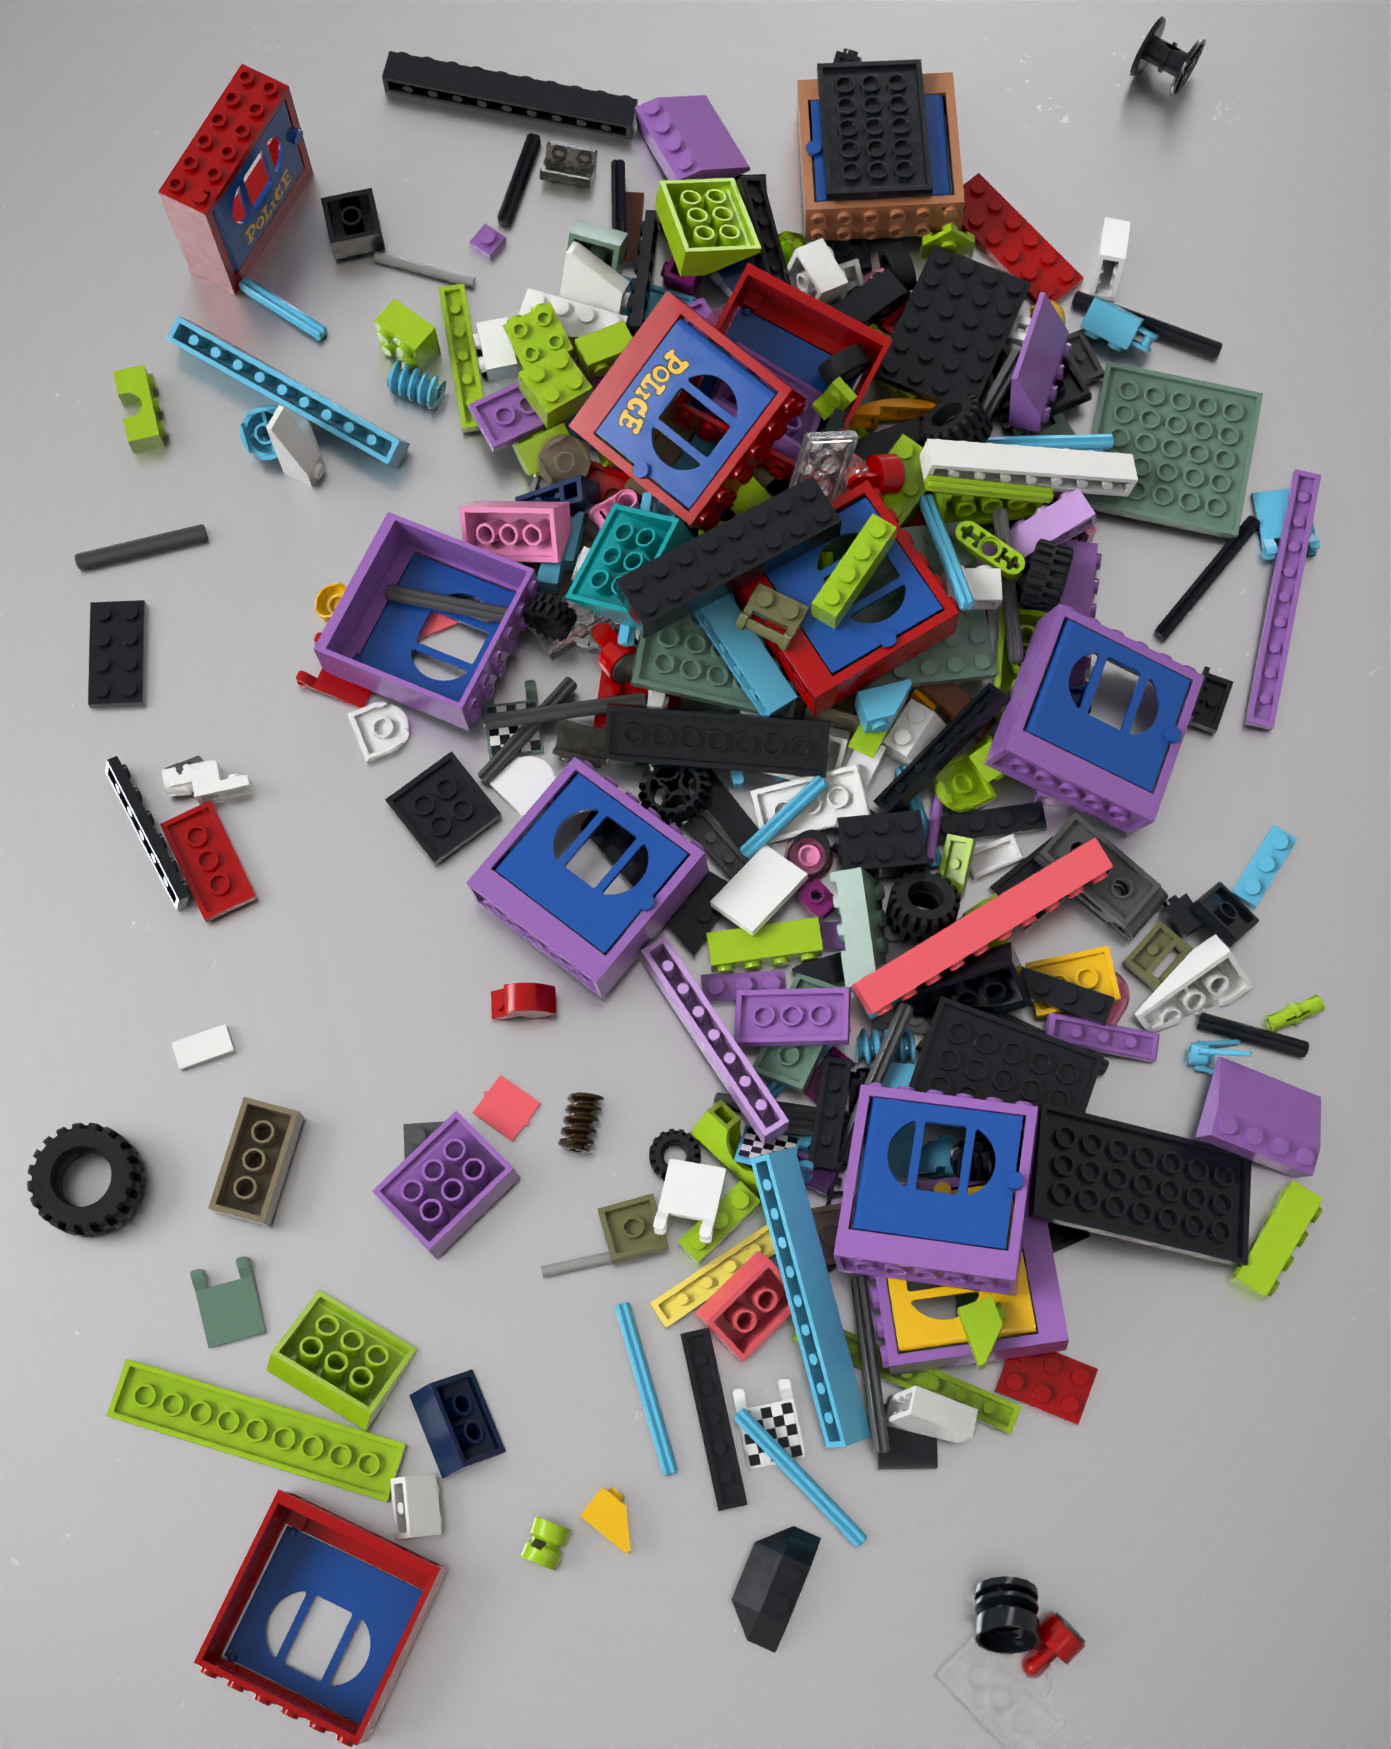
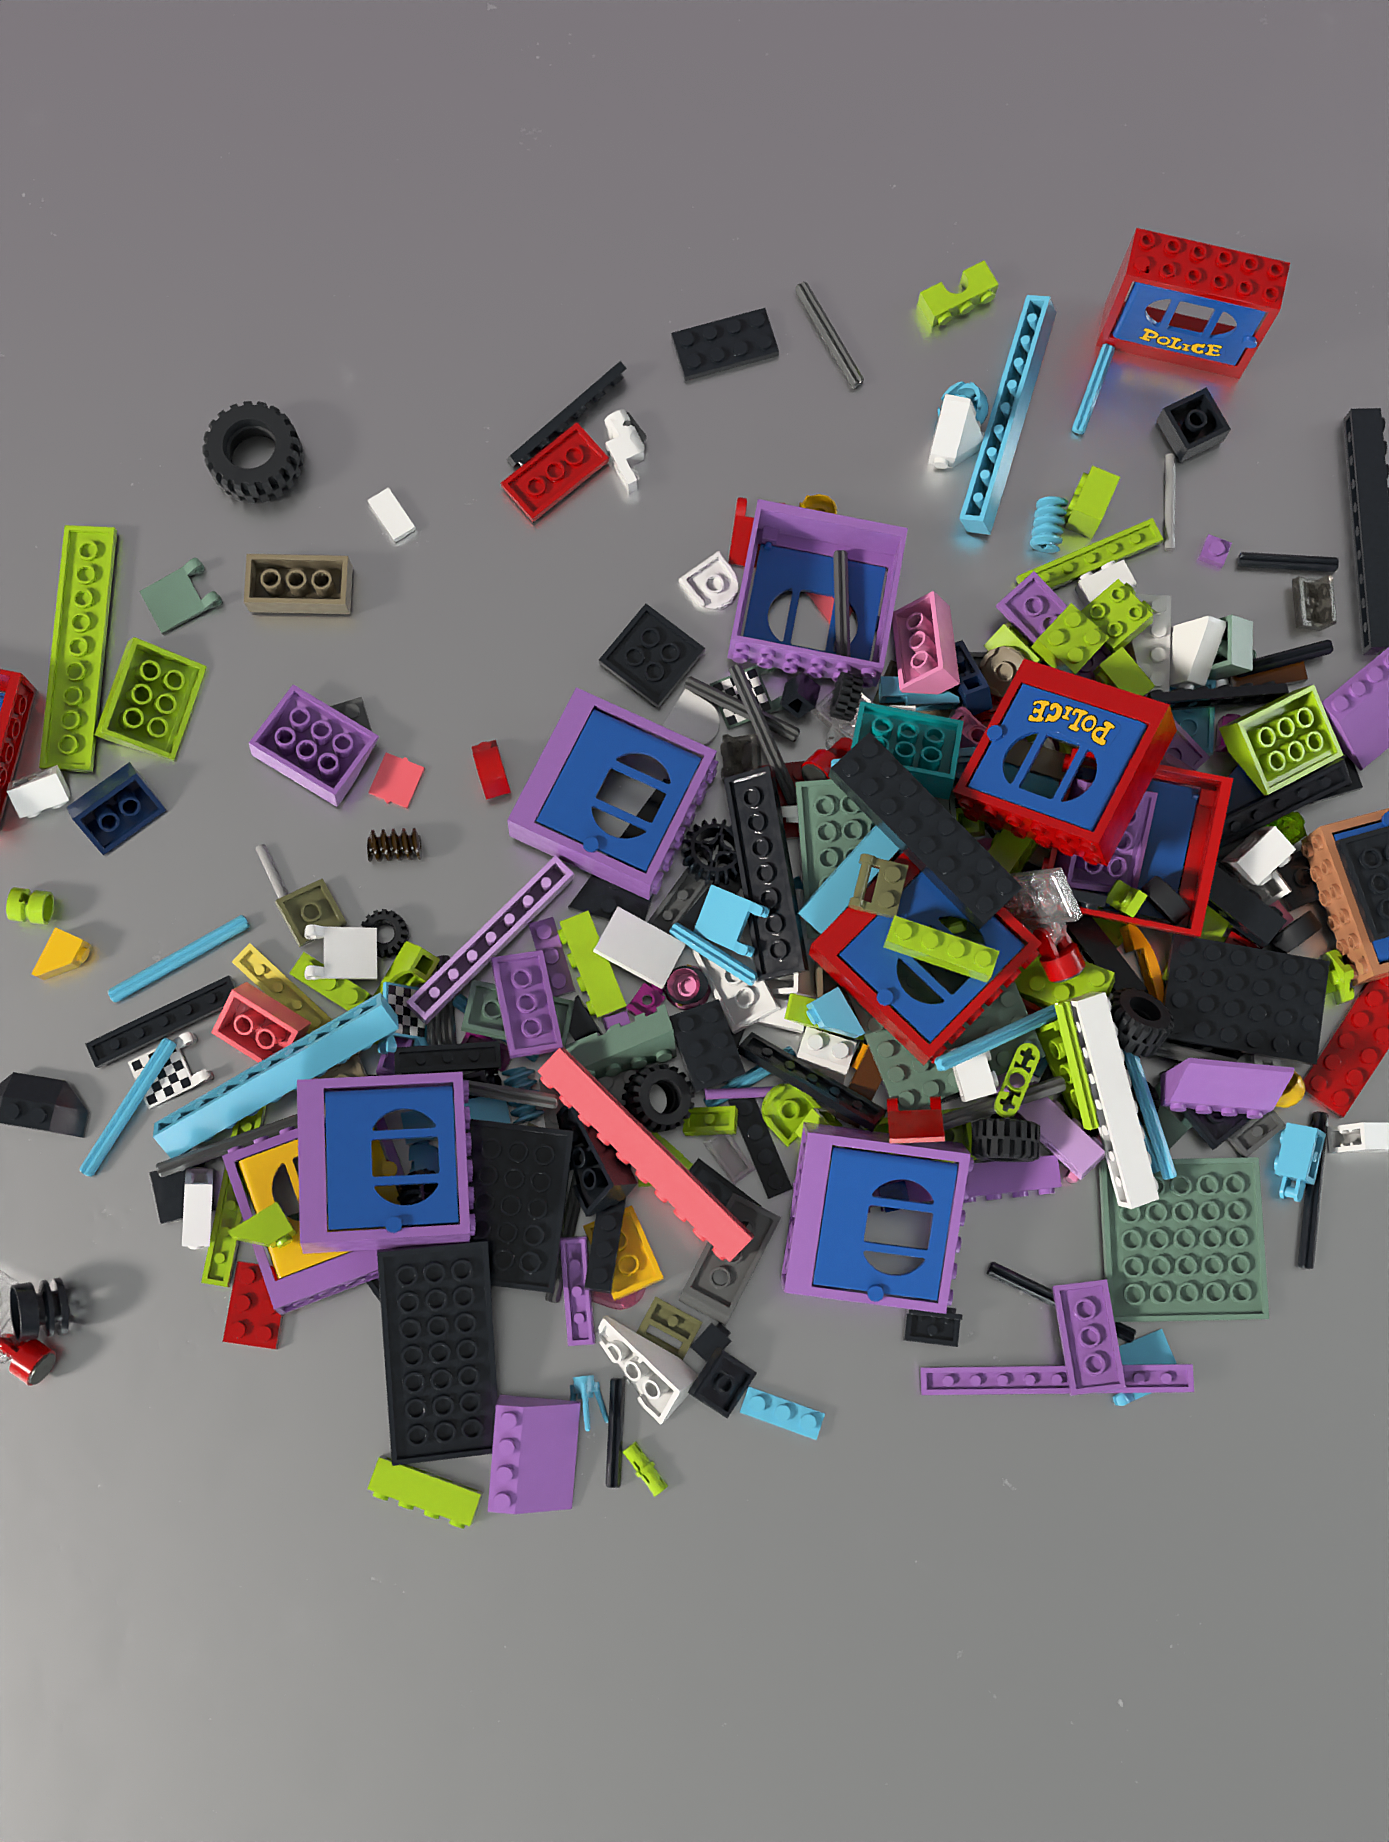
camera: 75 degrees right, 5 degrees up
(531, 666) = (800, 695): none -> black brick
(750, 794) = (725, 918): none -> medium azure flag
(1015, 653) = (915, 1125): none -> red flag
(1251, 555) = (1088, 1337): none -> medium lavender plate

